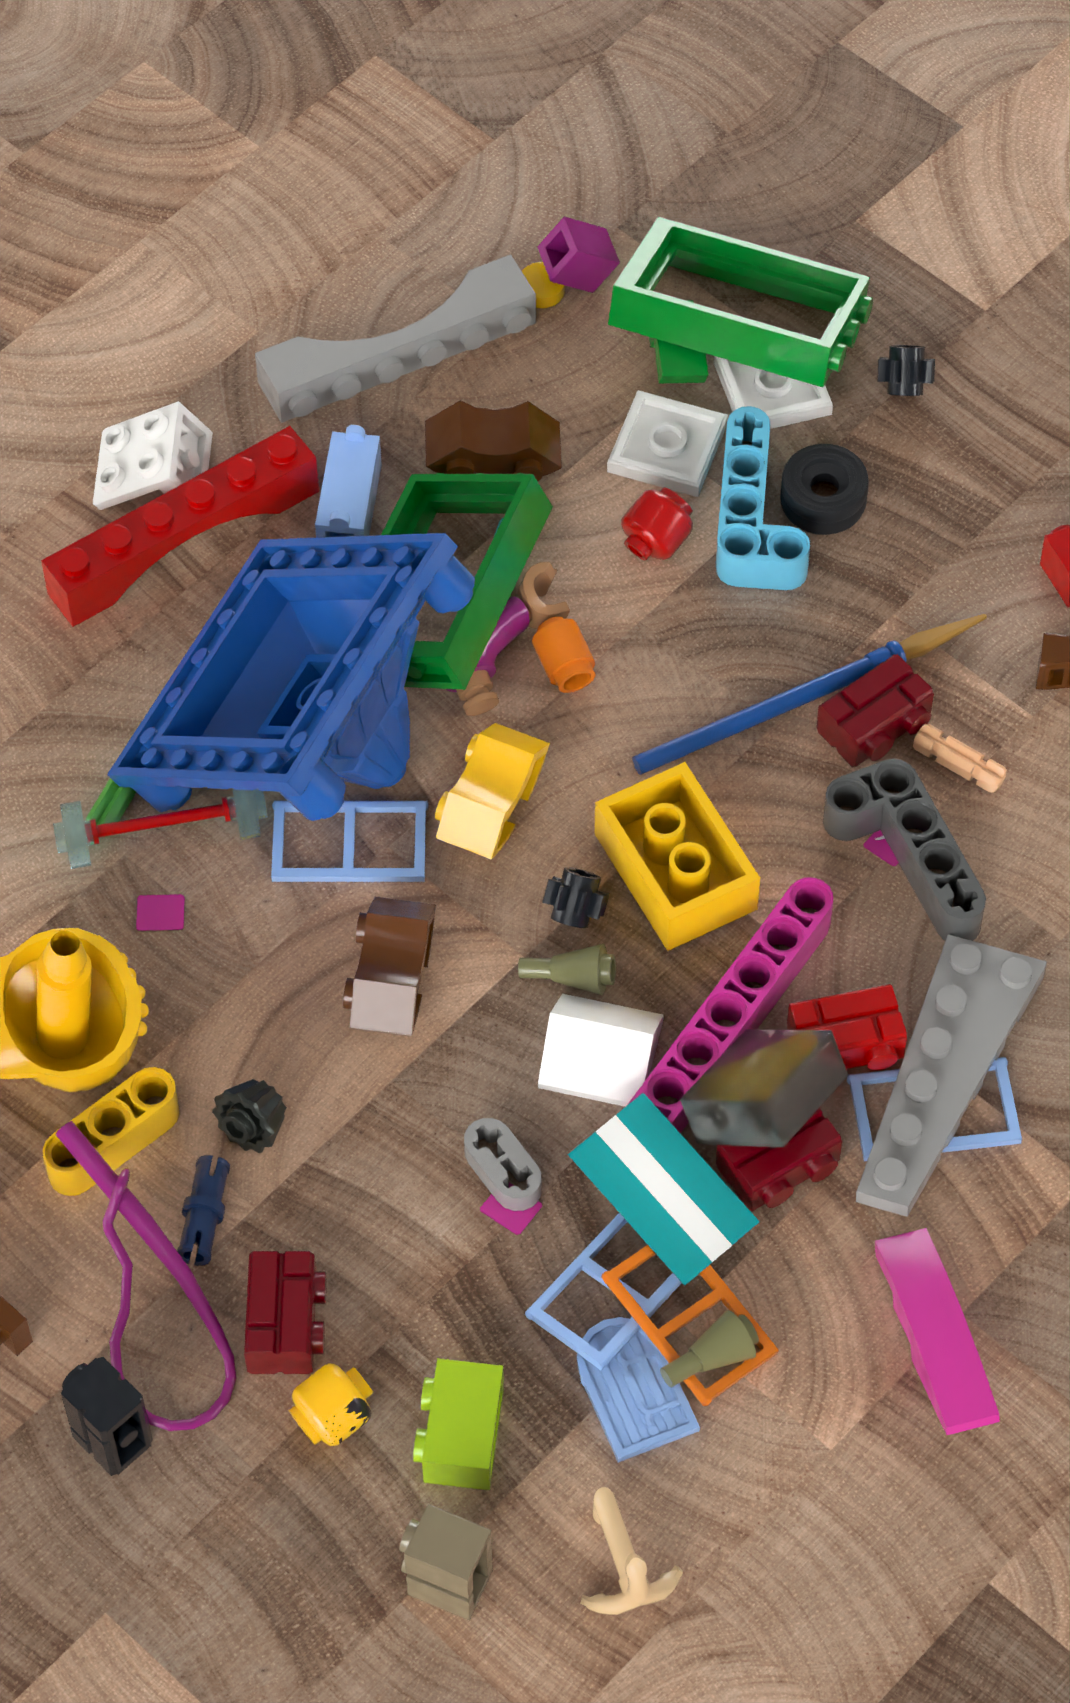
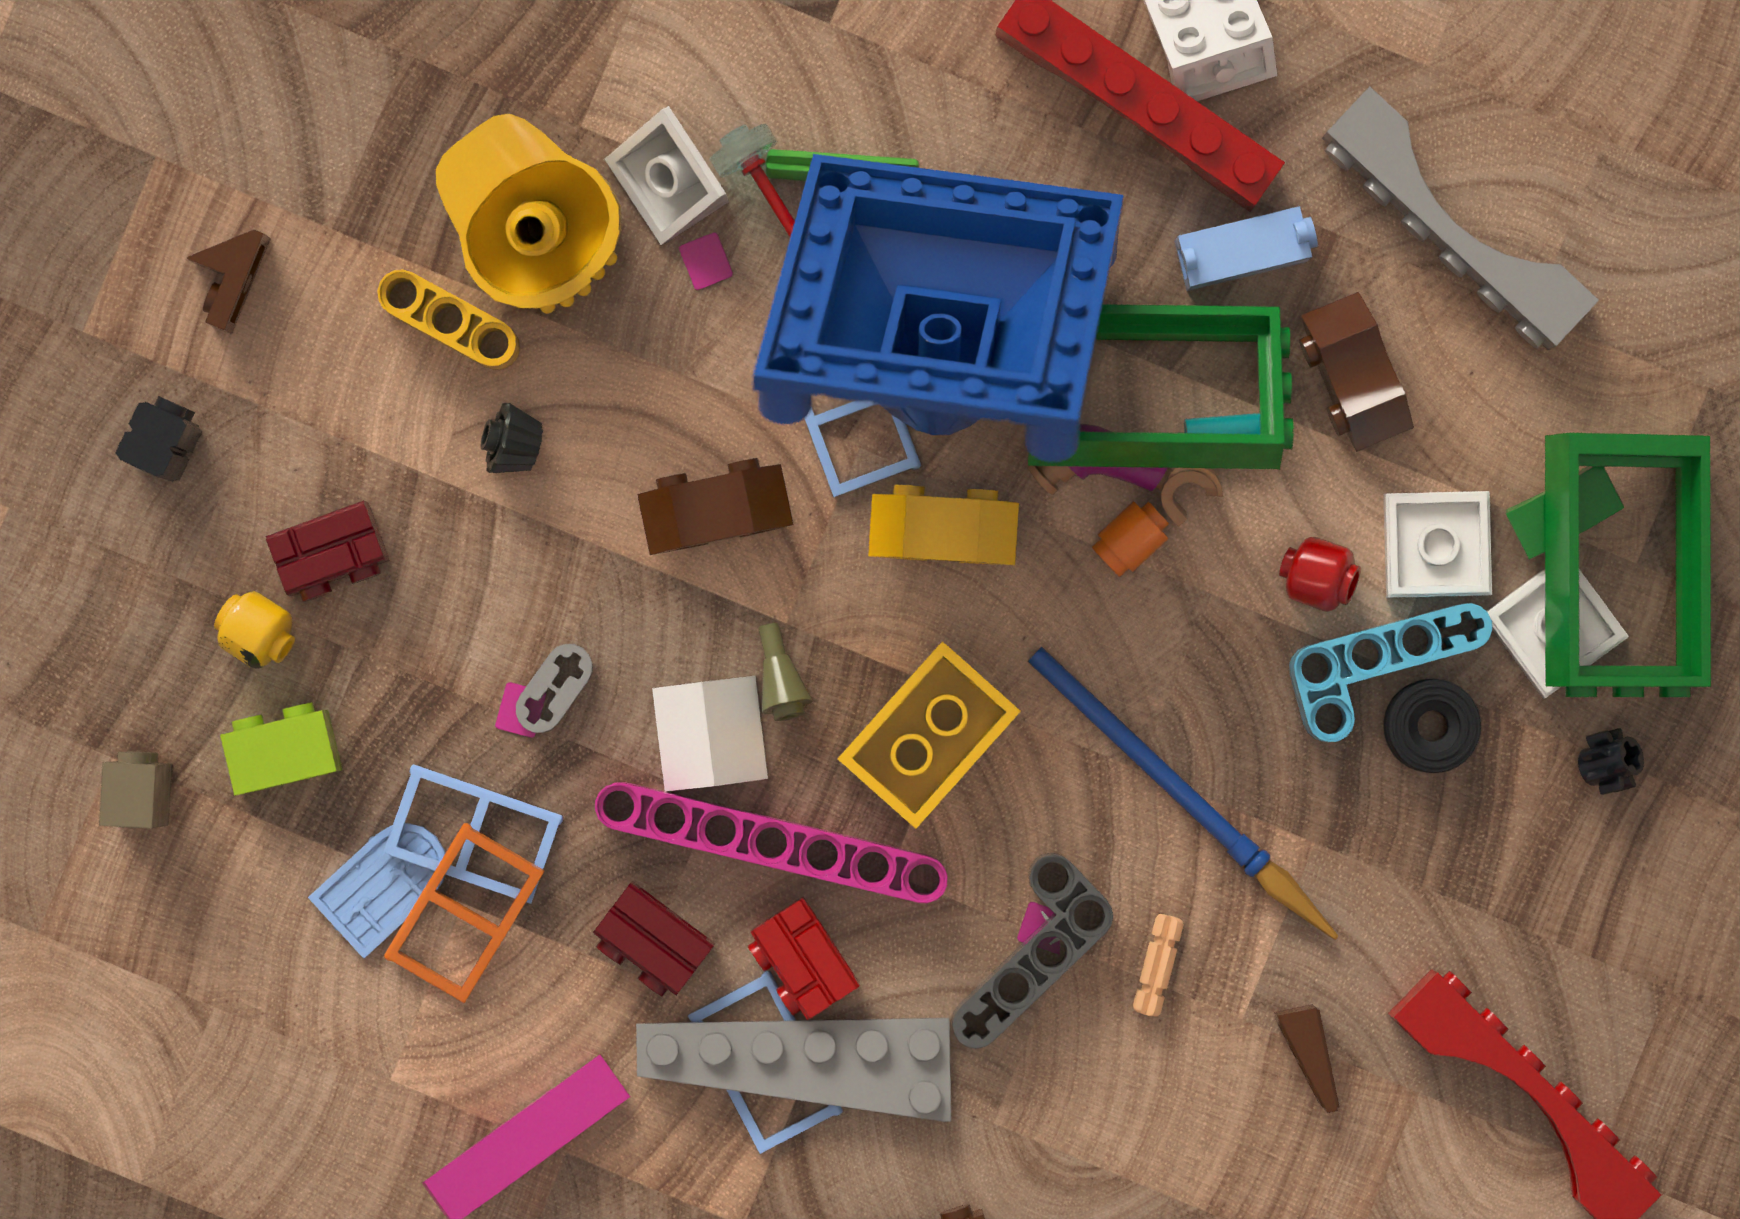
camera: 65 degrees right, 30 degrees up
(68, 891) = (666, 177): none -> white slope
(143, 1223) = (370, 365): magenta piece -> none
(203, 1210) = (404, 436): dark blue pin -> none
(547, 292) = (1594, 340): yellow tile -> none
(575, 897) = (852, 654): black gear -> none
(578, 254) = (1632, 368): magenta brick -> none
(630, 1566) = (182, 959): tan piece -> none
(663, 1188) = (567, 849): teal sticker -> none
(722, 1344) = (437, 953): olive cone -> none
(764, 1087) = (692, 909): clear smoke brick -> none
(875, 711) = (1176, 868): dark red brick -> none

